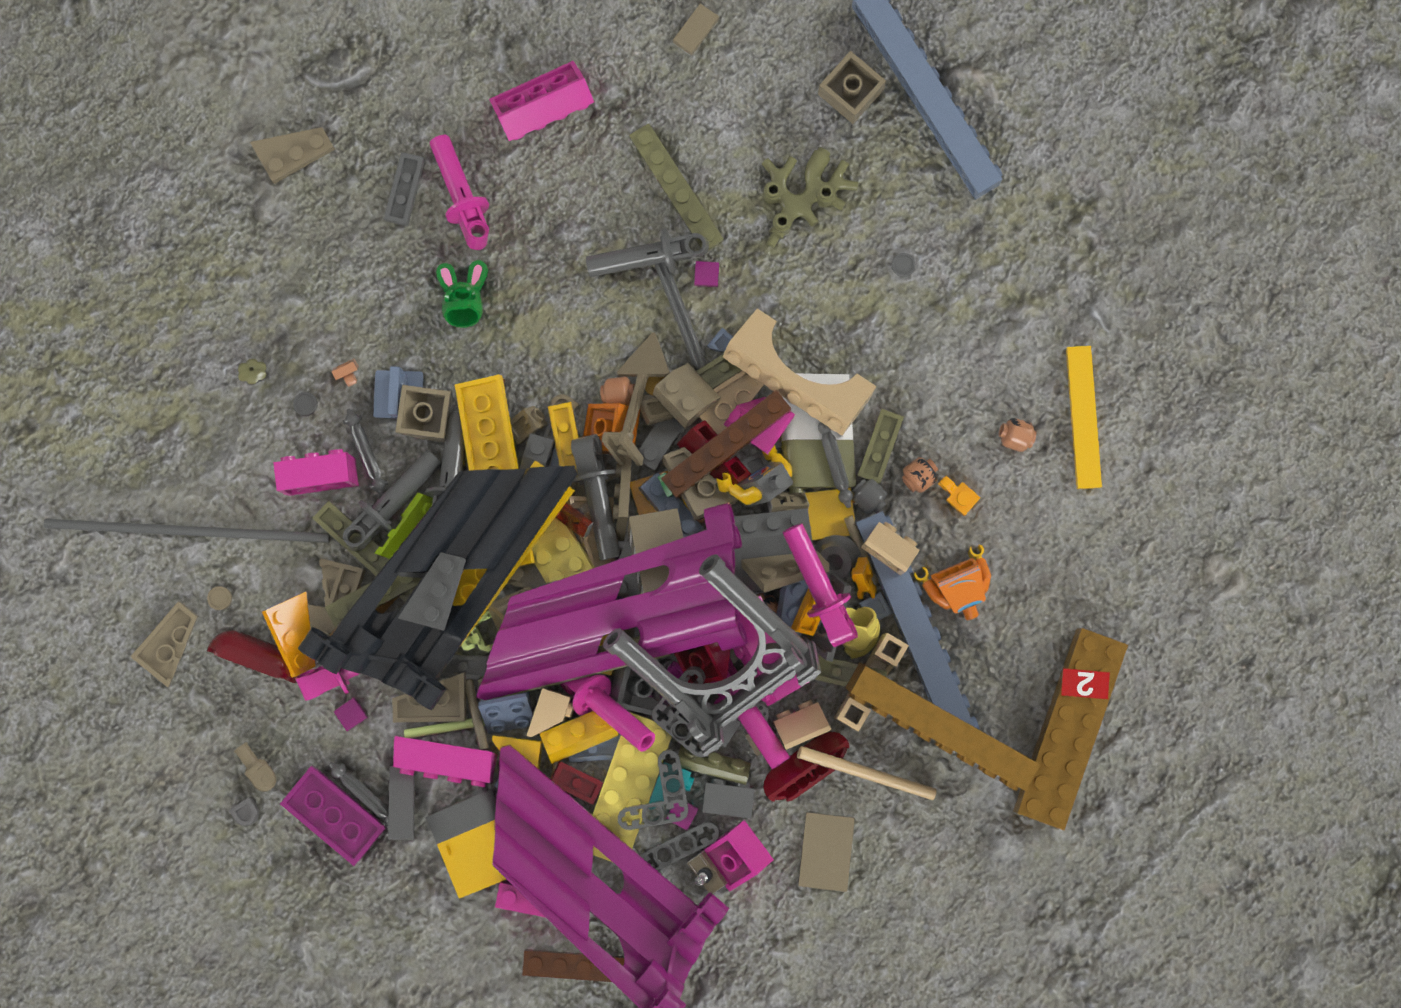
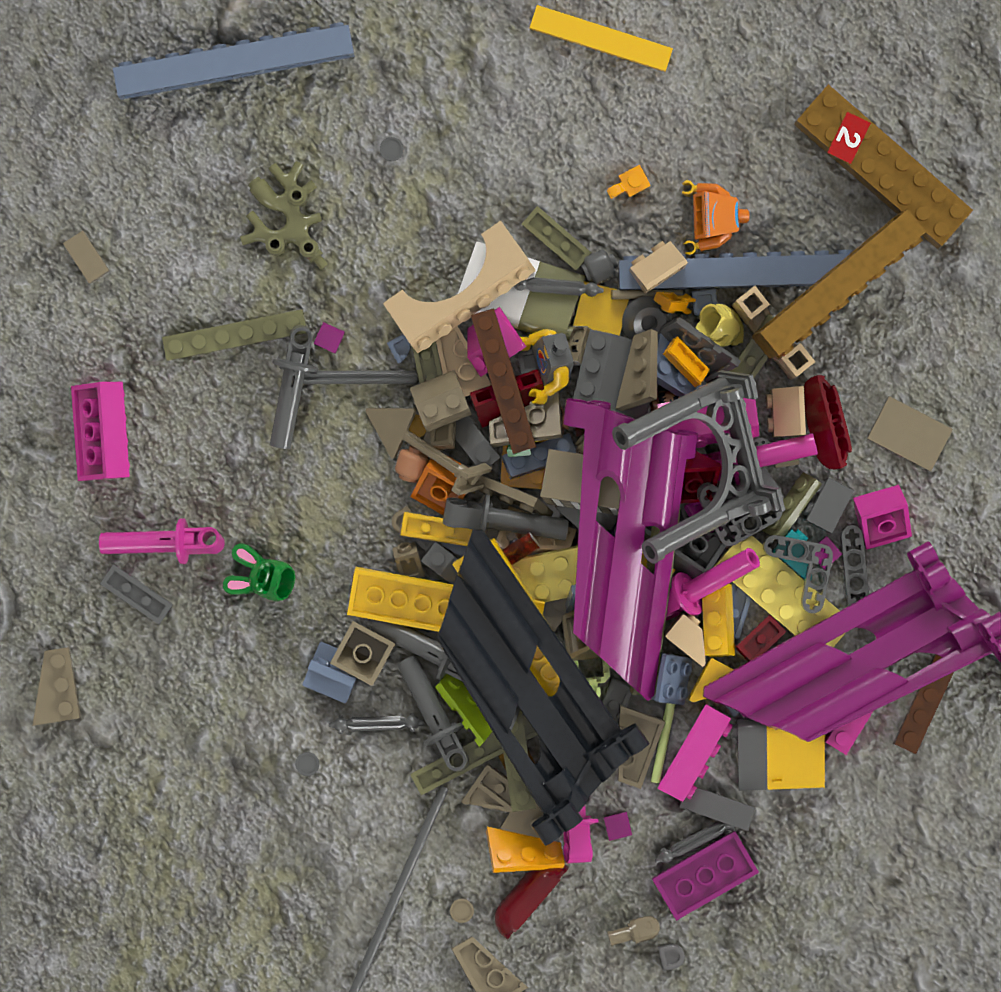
camera: 75 degrees left, 5 degrees up
(252, 371) = (257, 802): olive plant -> none
(315, 473) = (380, 775): dark pink brick -> none
(346, 371) = (292, 713): nougat tile -> none
(436, 593) = (542, 701): dark grey wing -> none
(476, 716) = (664, 709): dark tan bar -> none
(706, 873) = (887, 550): dark tan piece -> none
(828, 604) = (689, 344): dark pink piece -> none
(851, 87) = (204, 131): dark tan brick -> none
(866, 773) = (853, 369): tan piece -> none
(920, 474) = (597, 212): nougat head -> none
(1017, 434) = (594, 106): nougat head -> none

